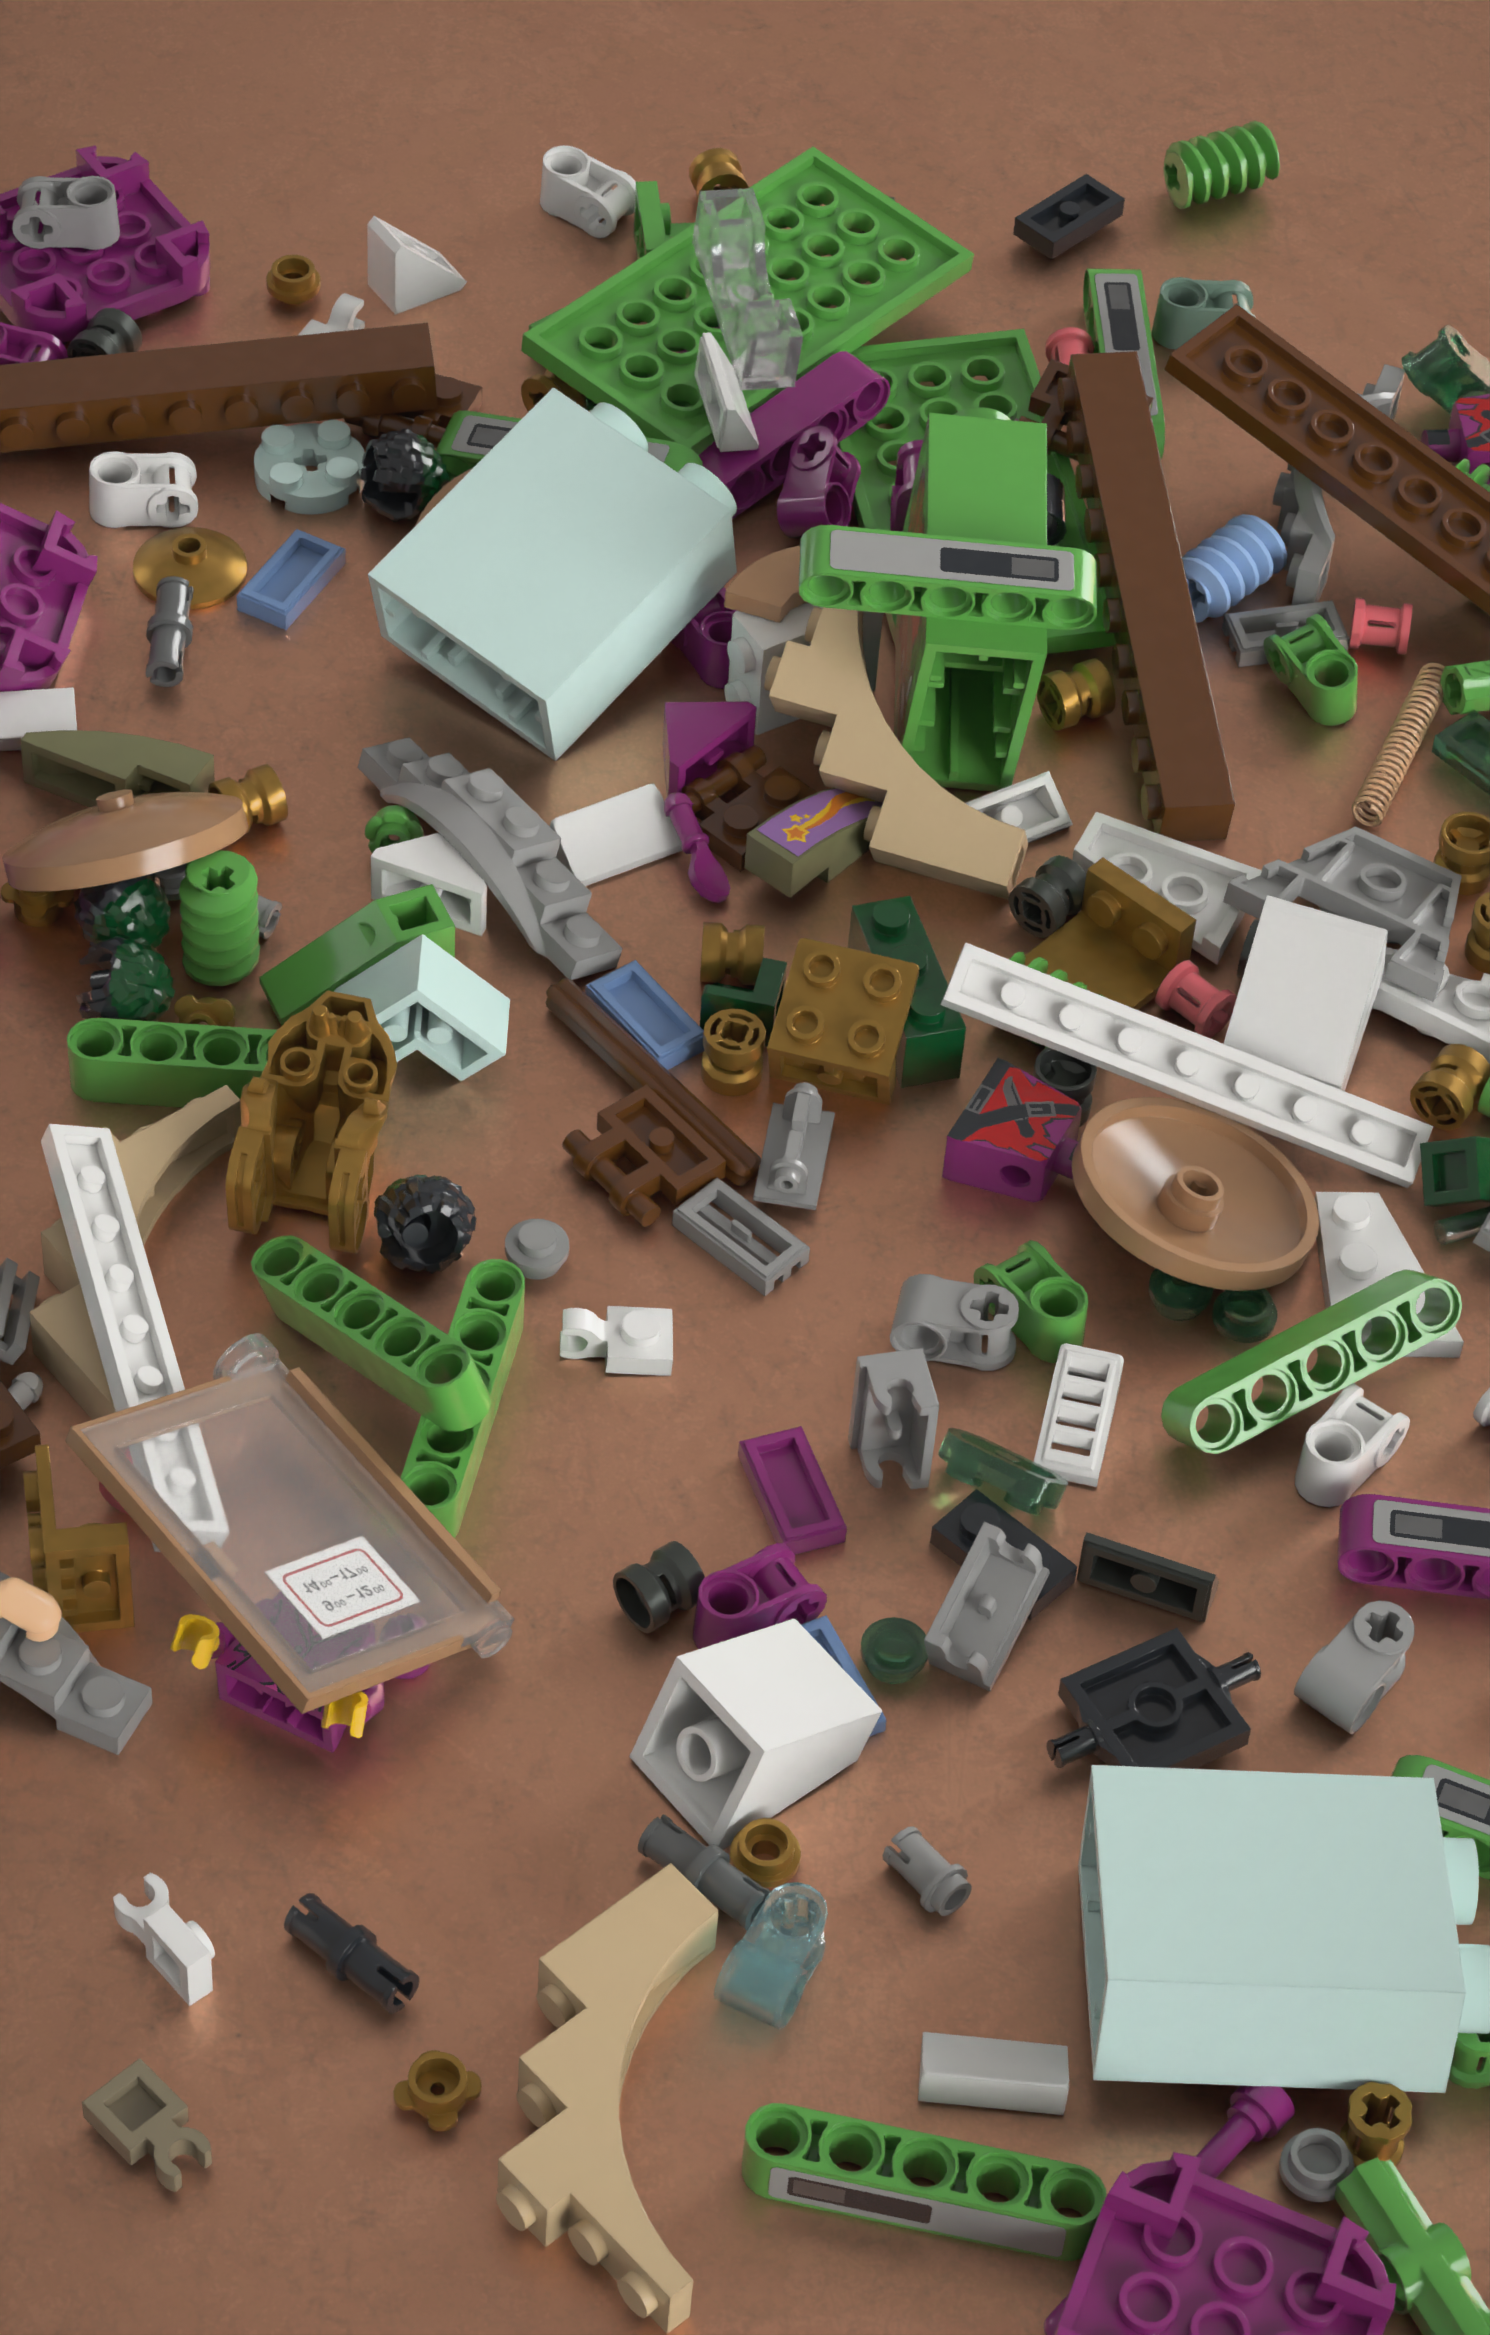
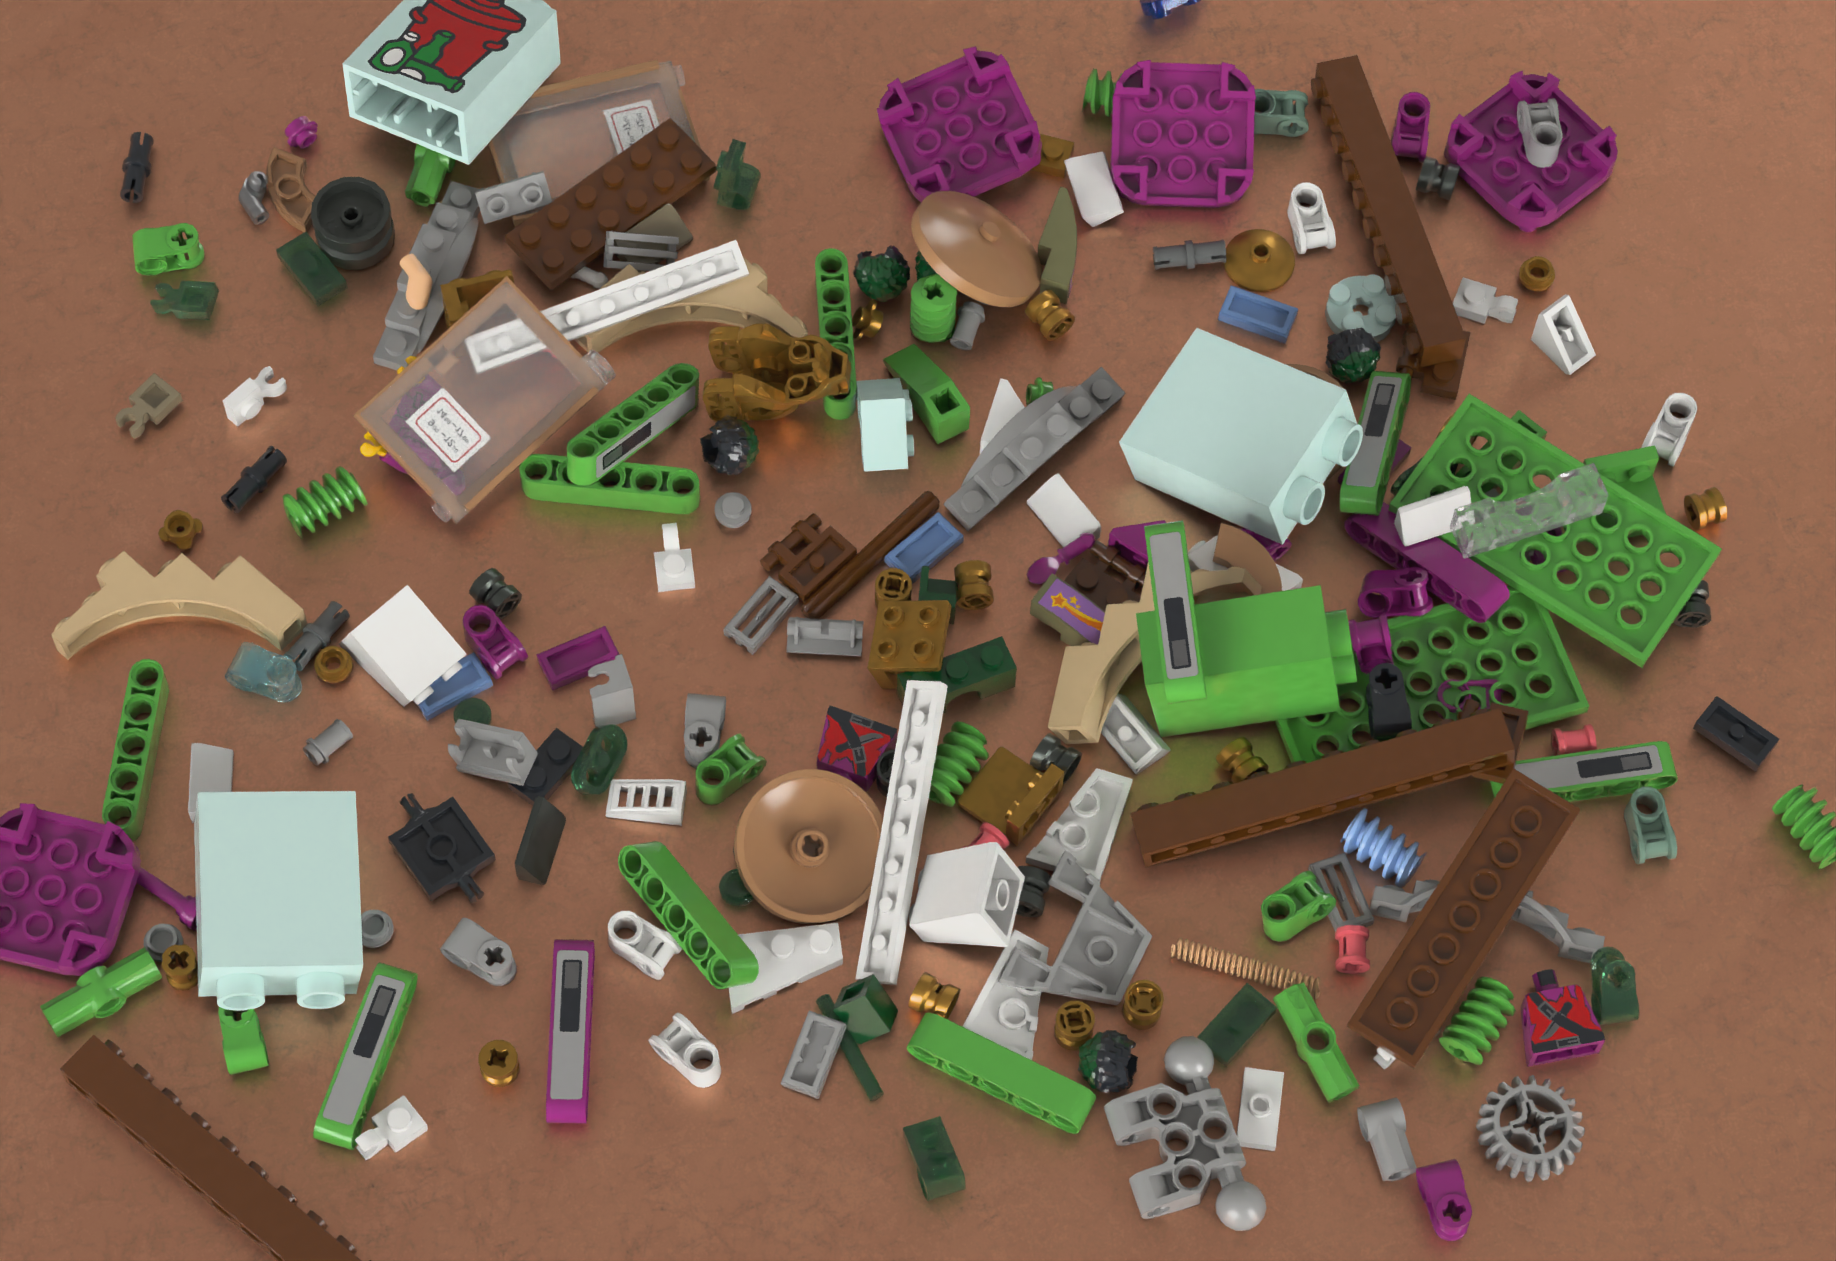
camera: 85 degrees right, 15 degrees up
(429, 1834) = (323, 500): none -> bright green piece

